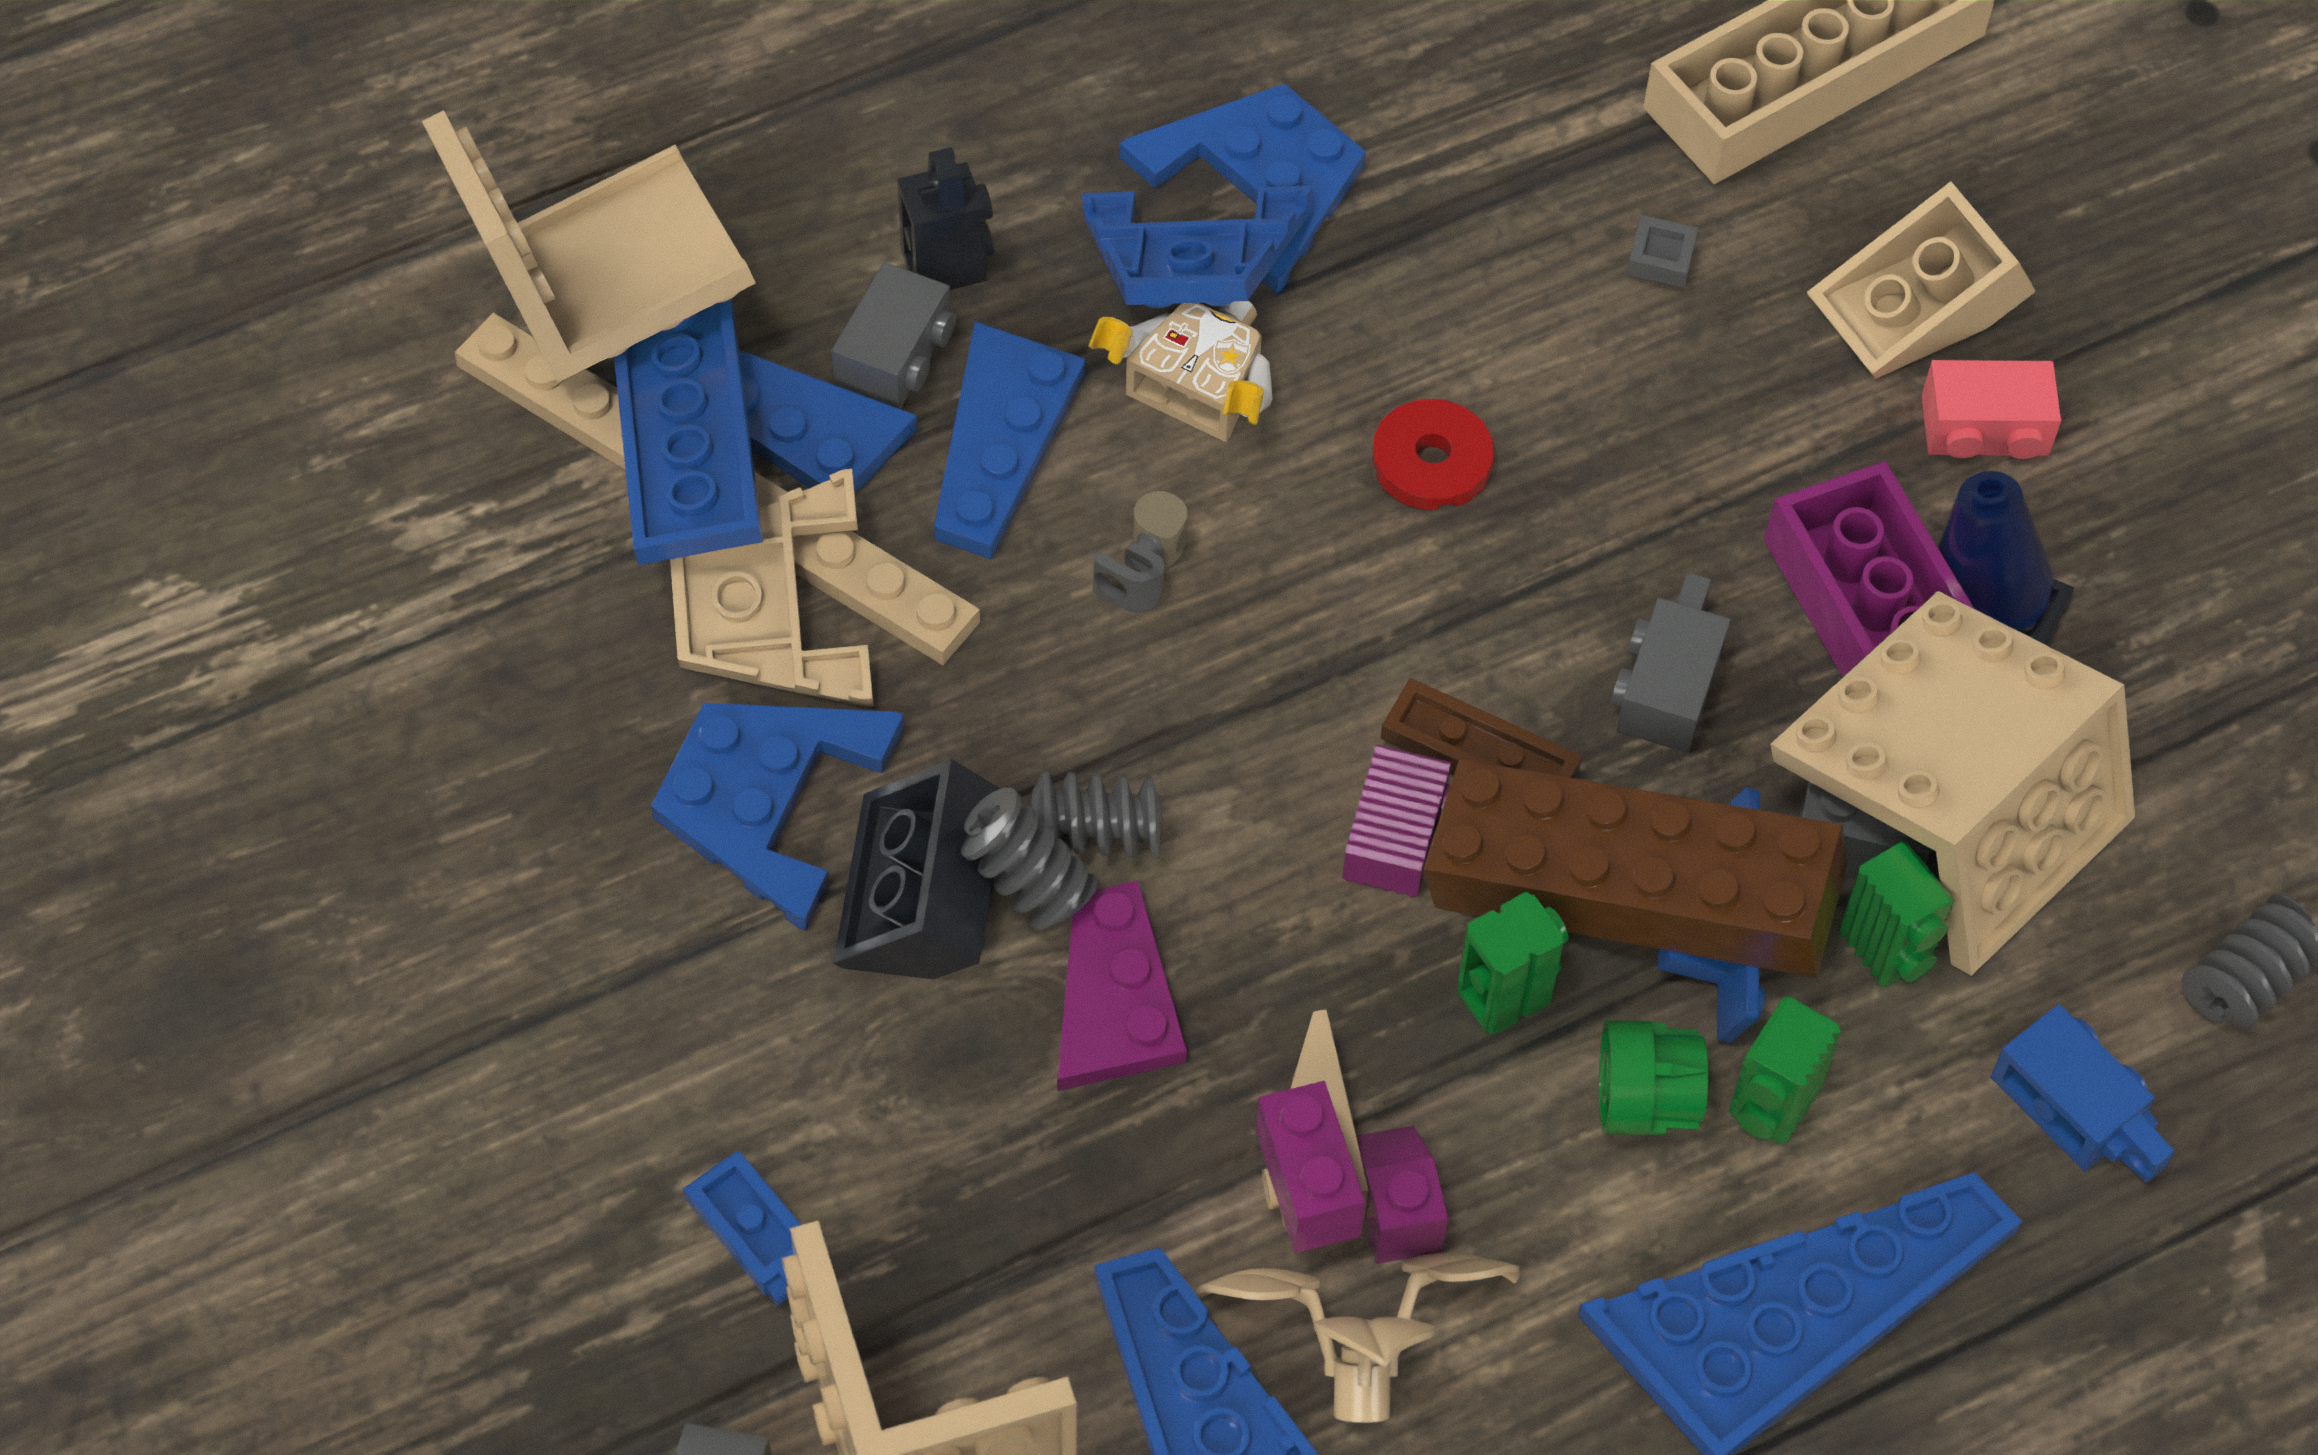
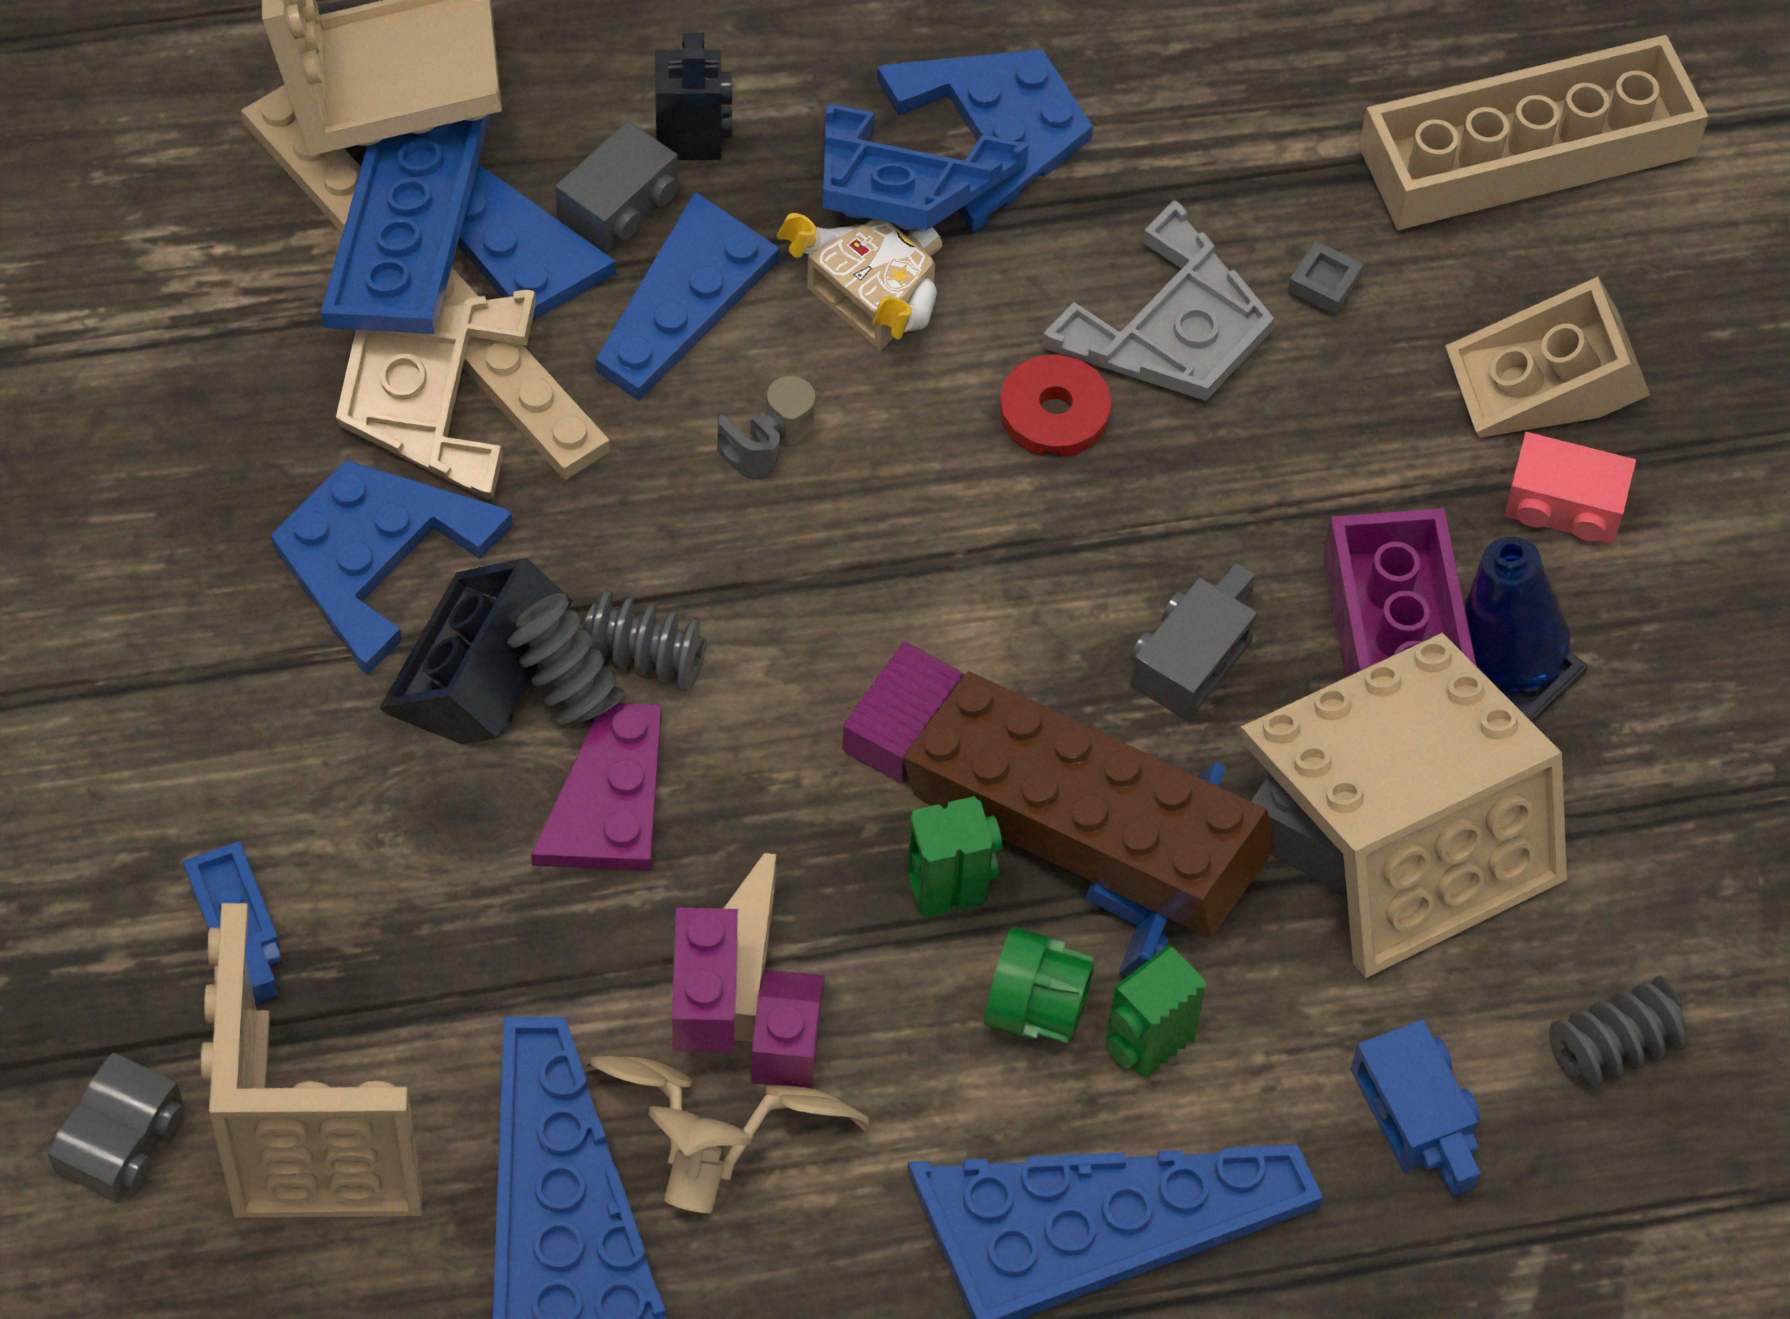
camera: 15 degrees right, 0 degrees up
(1452, 730) = (979, 645): reddish brown plate -> none
(1544, 340) = (1188, 332): none -> light grey wing
(1896, 915) = (1306, 905): green brick -> none

